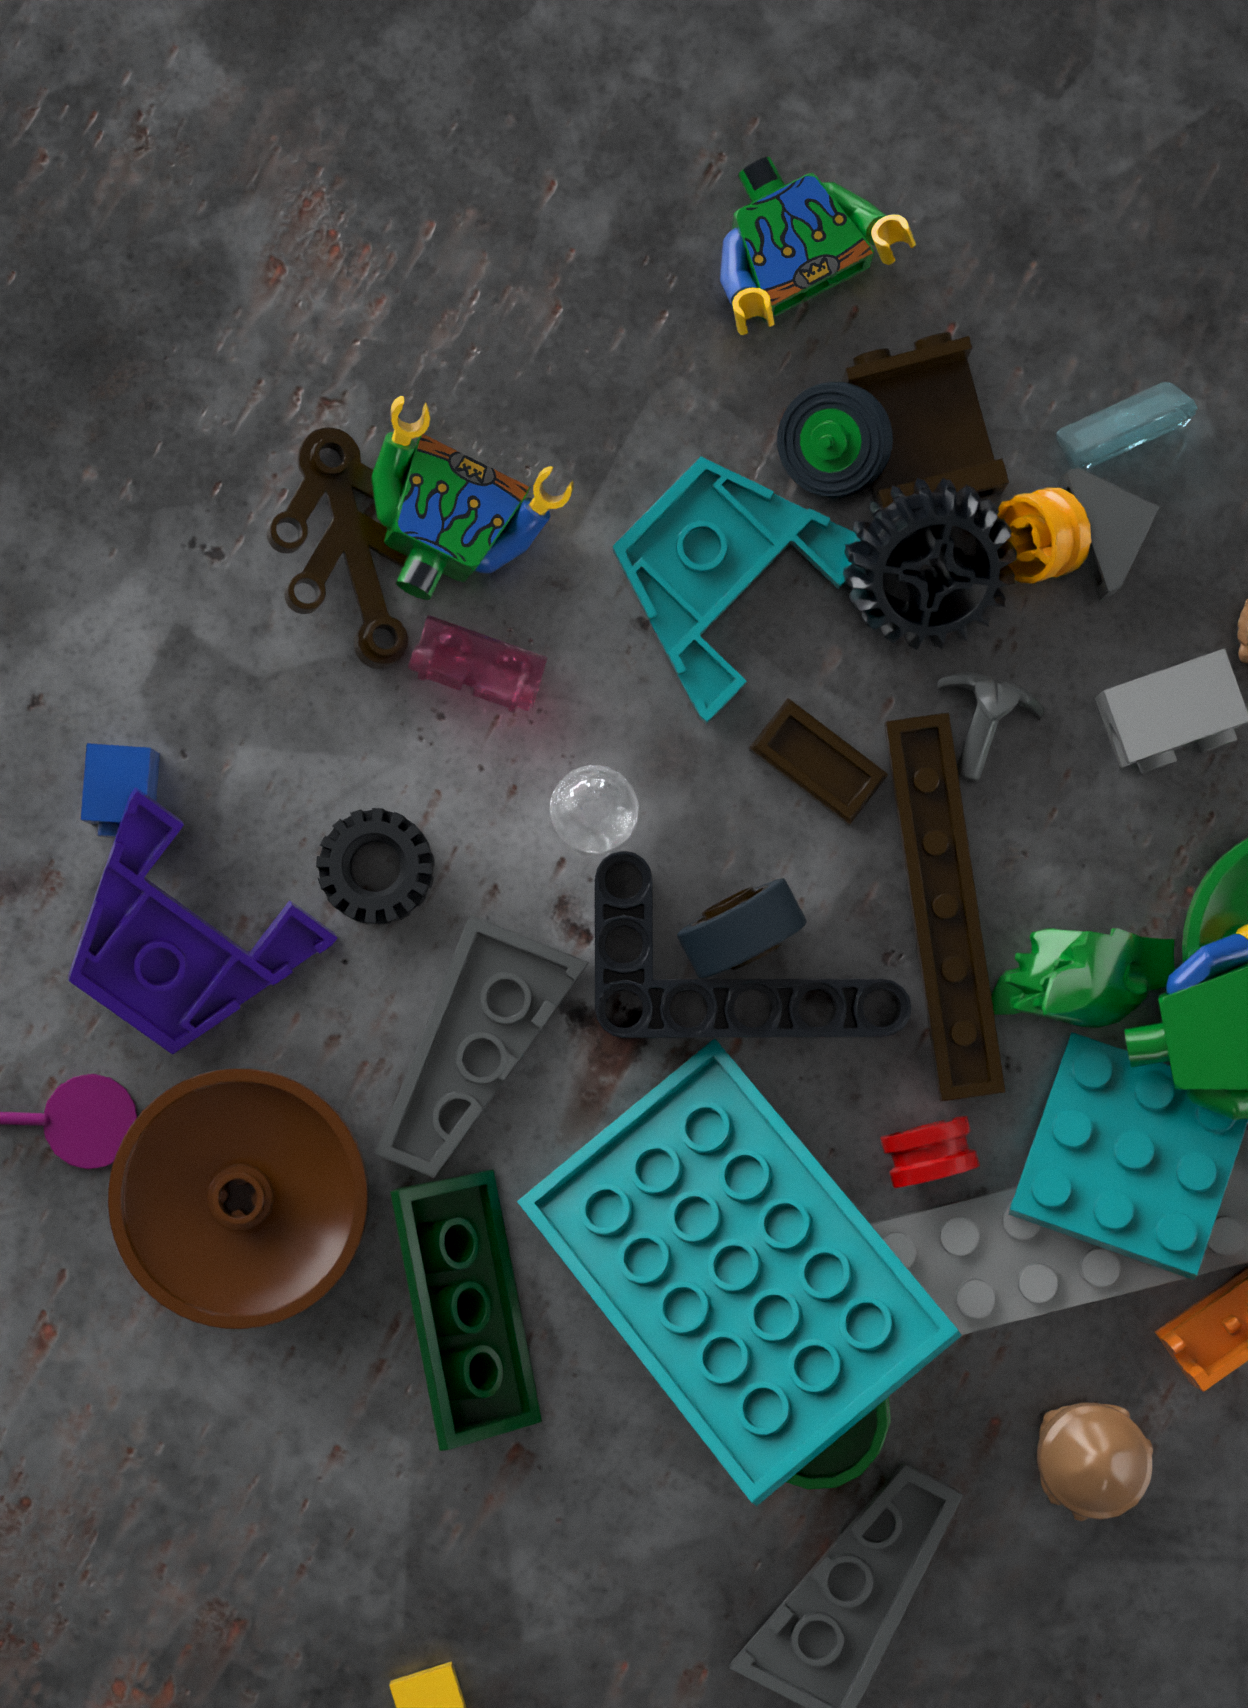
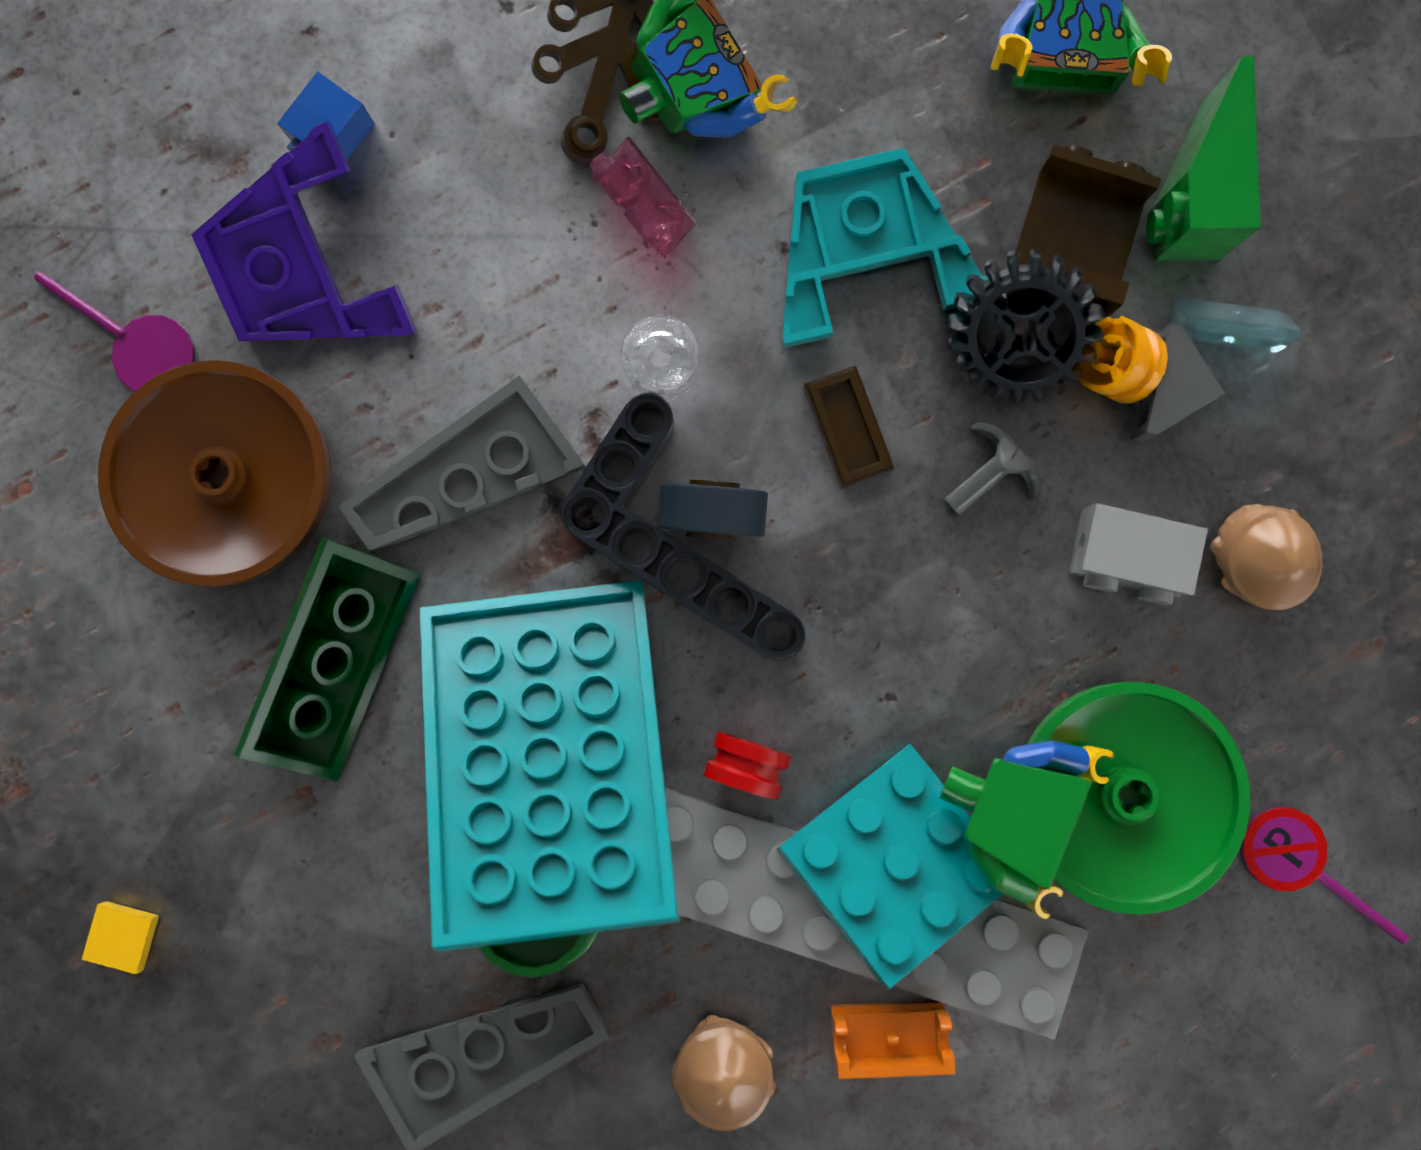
camera: 30 degrees right, 0 degrees up
(347, 839) = (459, 269): black tyre -> none
(834, 439) = (1011, 196): black wheel -> none
(944, 907) = (873, 591): dark brown plate -> none
(1019, 315) = (1214, 182): none -> green slope
(1084, 976) = (946, 707): green piece -> none

